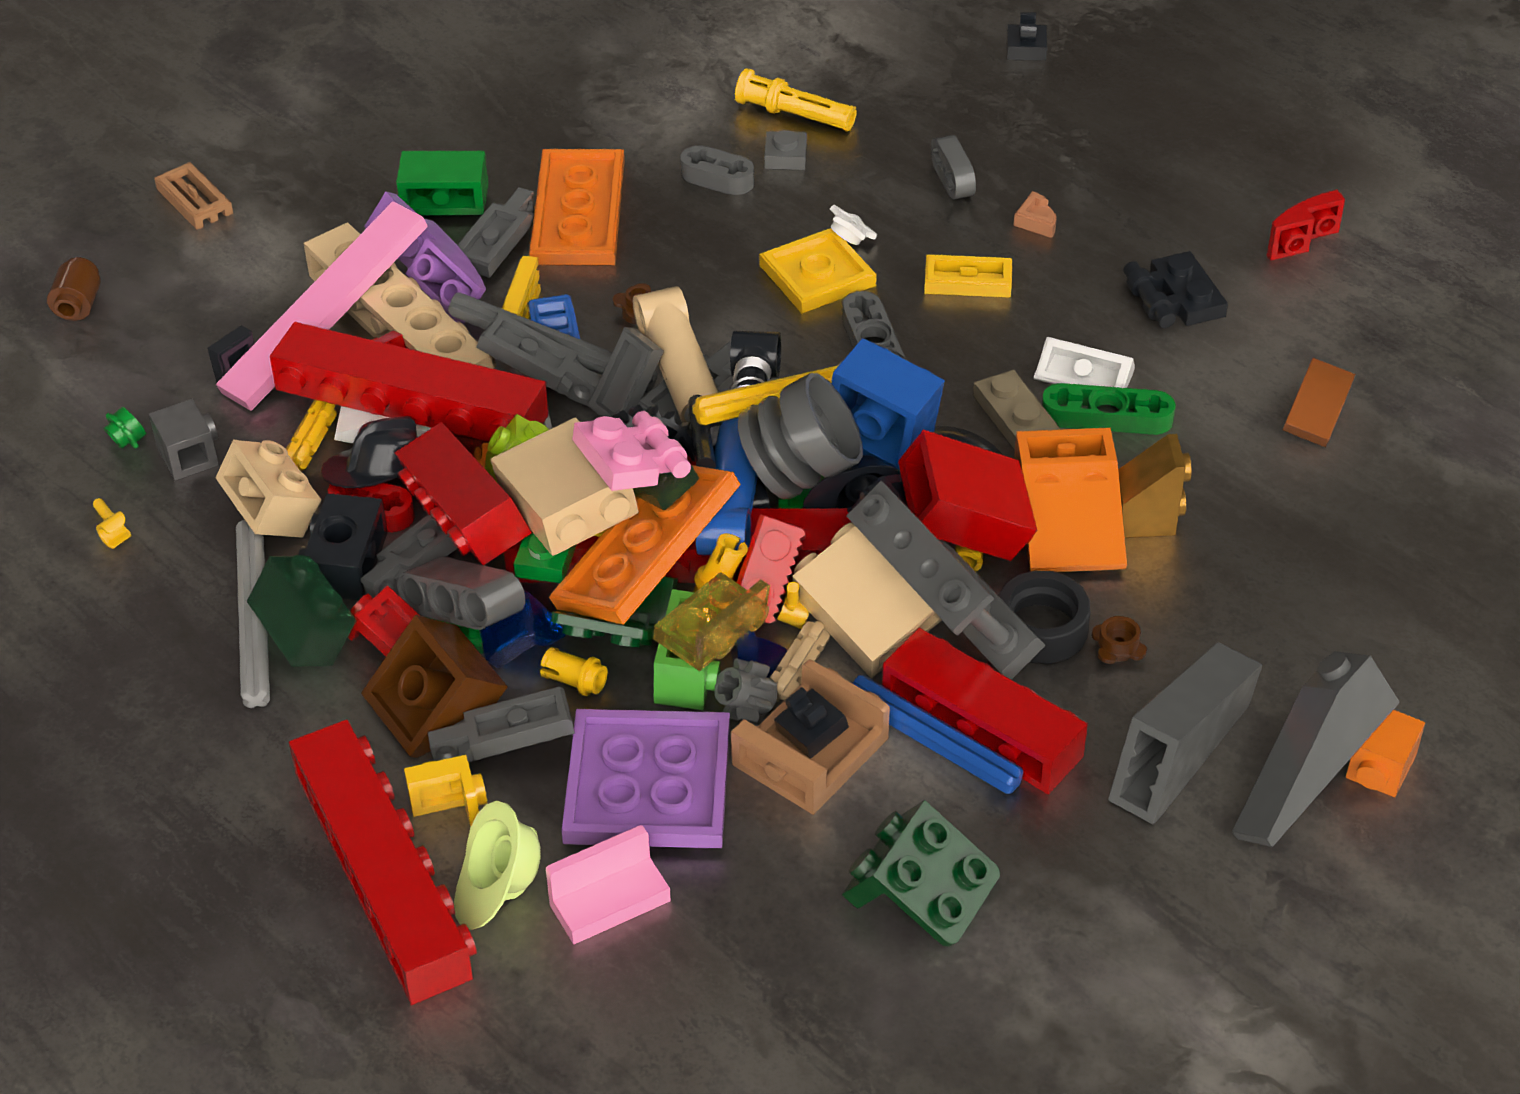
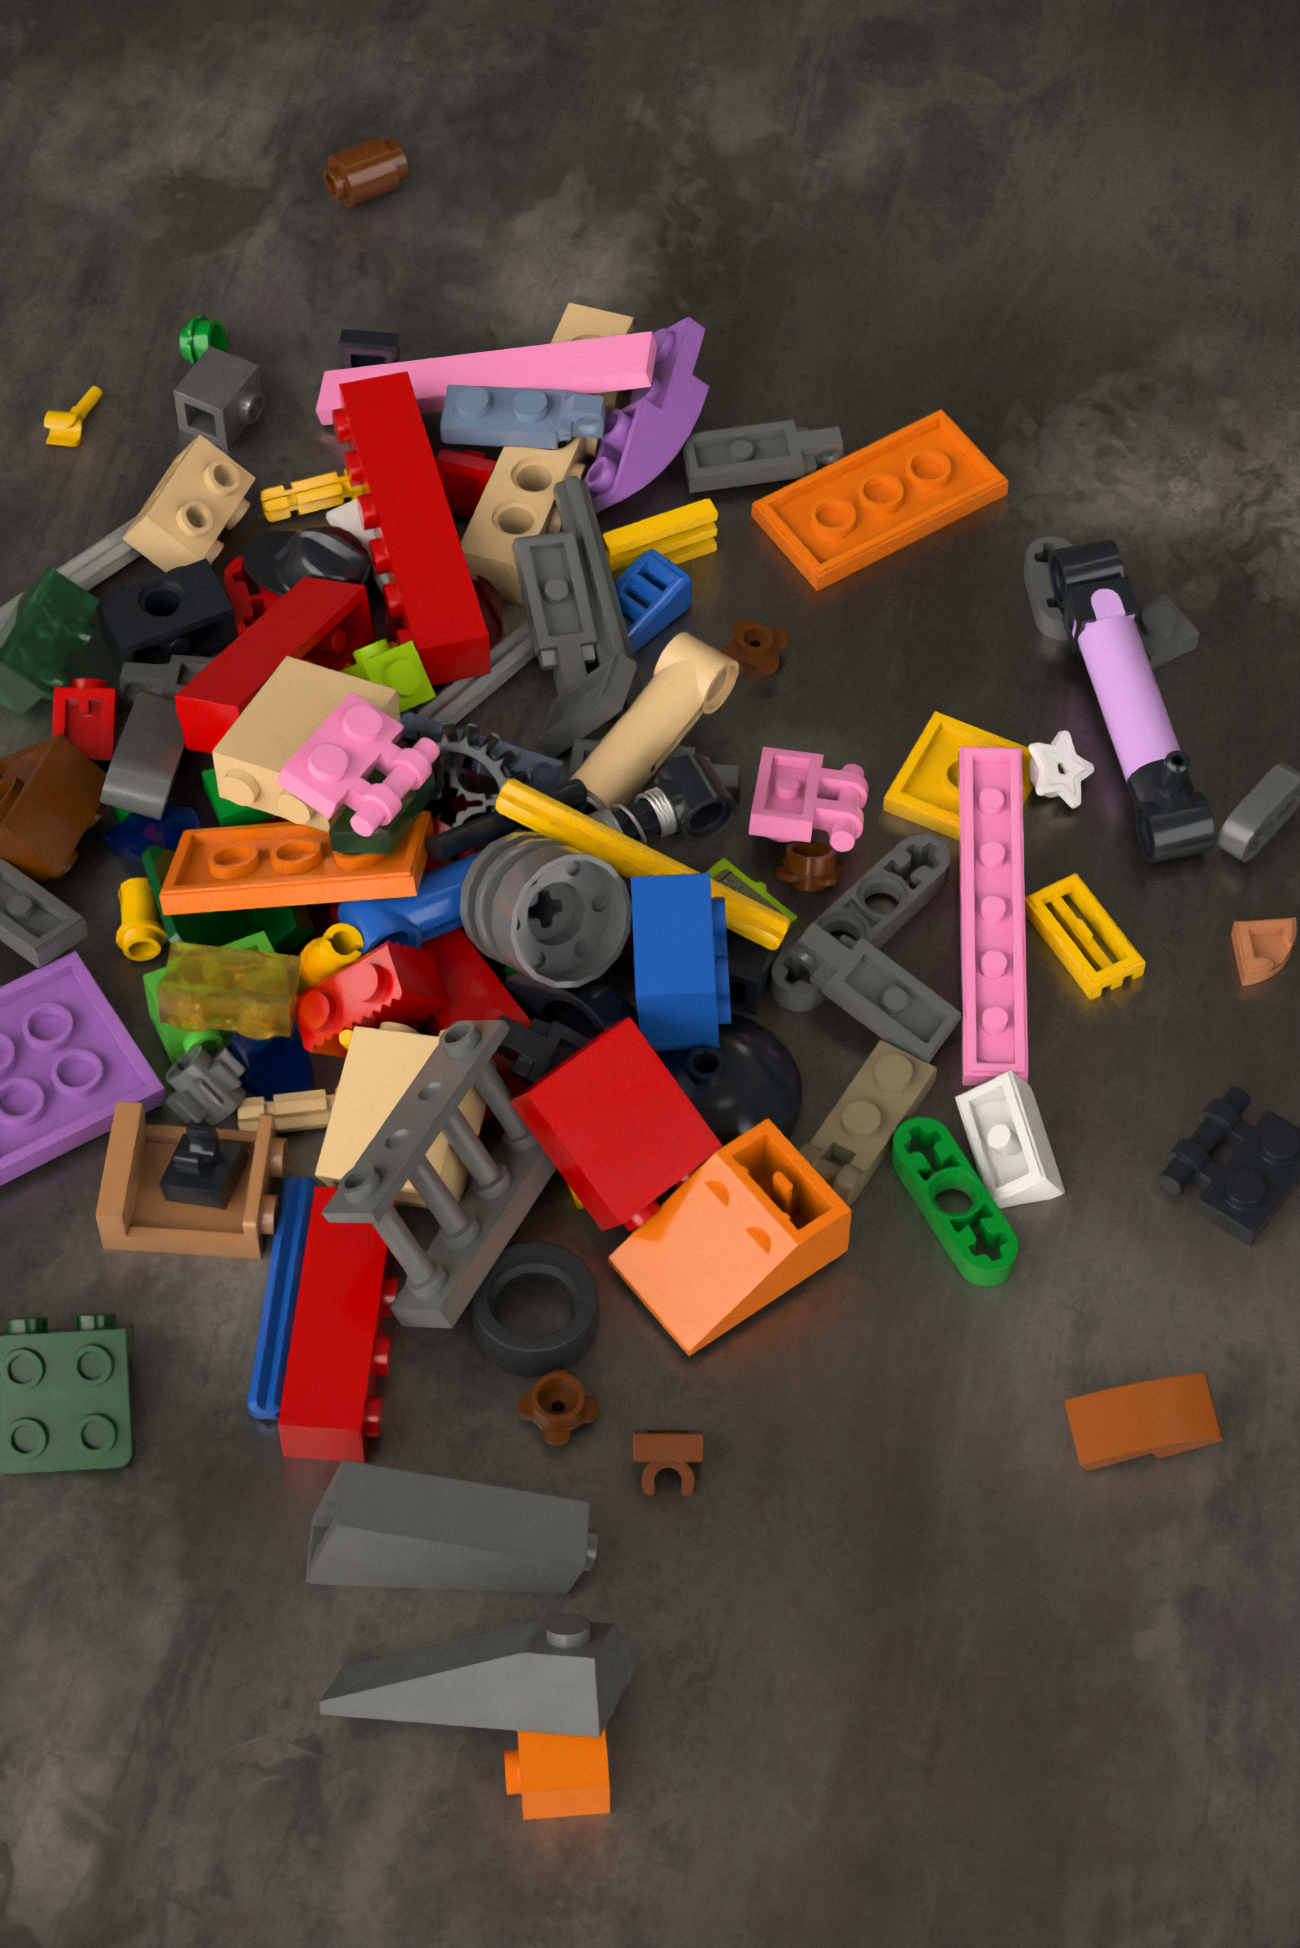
camera: 55 degrees right, 10 degrees up
(187, 210) = (595, 195): medium nougat tile -> none
(377, 297) = (519, 416): none -> sand blue hinge
(443, 182) = (786, 356): green brick -> none
(777, 152) = (1102, 626): none -> piece
(779, 97) = (1236, 547): yellow pin -> none
(795, 324) = (800, 796): none -> bright pink plate
(824, 351) = (810, 866): none -> reddish brown plate
(928, 298) = (992, 914): none -> bright pink tile
(955, 359) = (876, 991): none -> dark grey hinge
(1154, 489) = (805, 1315): pearl gold slope -> none
(1194, 603) = (667, 1450): none -> reddish brown tile

